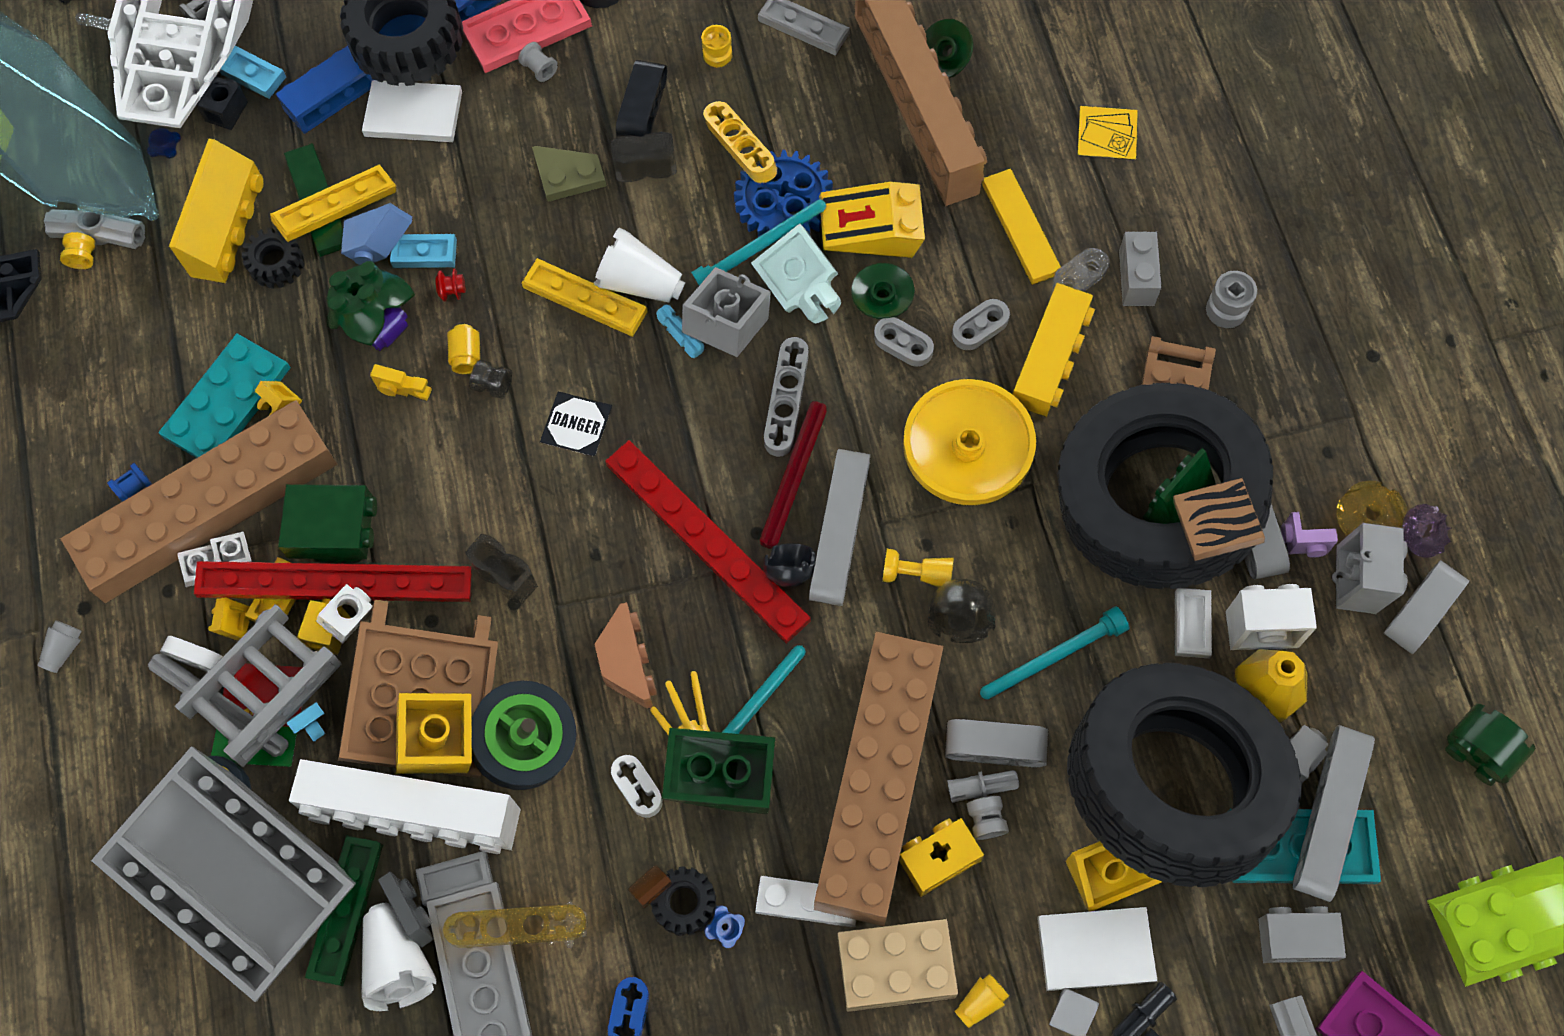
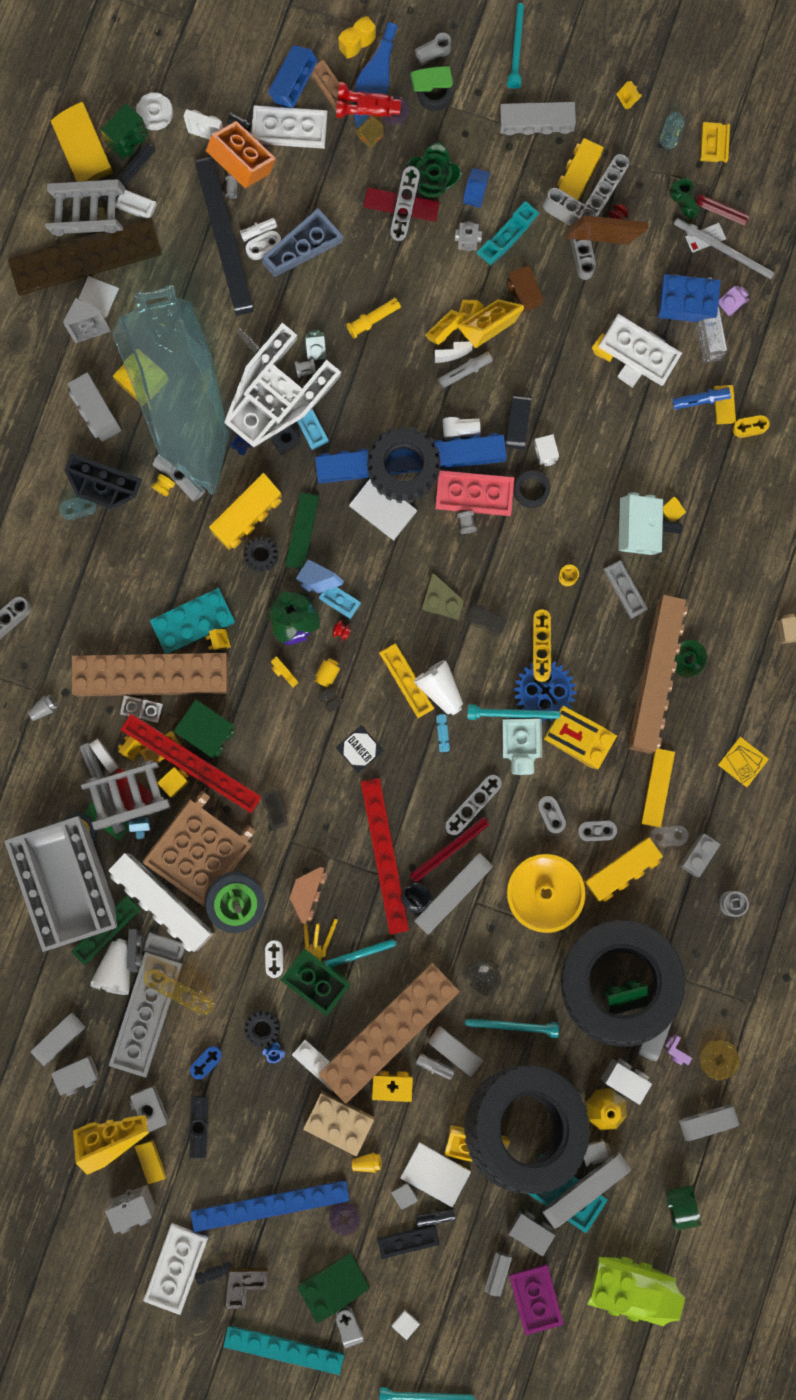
camera: 30 degrees right, 15 degrees up
(129, 483) = (121, 641): blue bush -> none
(333, 203) = (309, 542): yellow tile -> none
(341, 627) = (178, 788): white brick -> none
(433, 733) = (193, 880): yellow brick -> none
(641, 99) = (507, 583): black beam -> none
(650, 886) = (249, 1014): reddish brown slope -> none
(726, 311) = (470, 742): light grey brick -> none
(879, 280) = (569, 778): dark green dish -> none
(931, 570) = (482, 946): yellow piece -> none
(987, 817) = (429, 1079): light grey wheel -> none
(1165, 372) = (675, 925): medium nougat plate -> none
(1193, 623) = (590, 1056): white tile -> none
(1218, 519) = (627, 1027): medium nougat tile -> none
(1371, 568) = (693, 1089): light grey brick -> none
(1415, 526) = (733, 1082): clear purple gear -> none

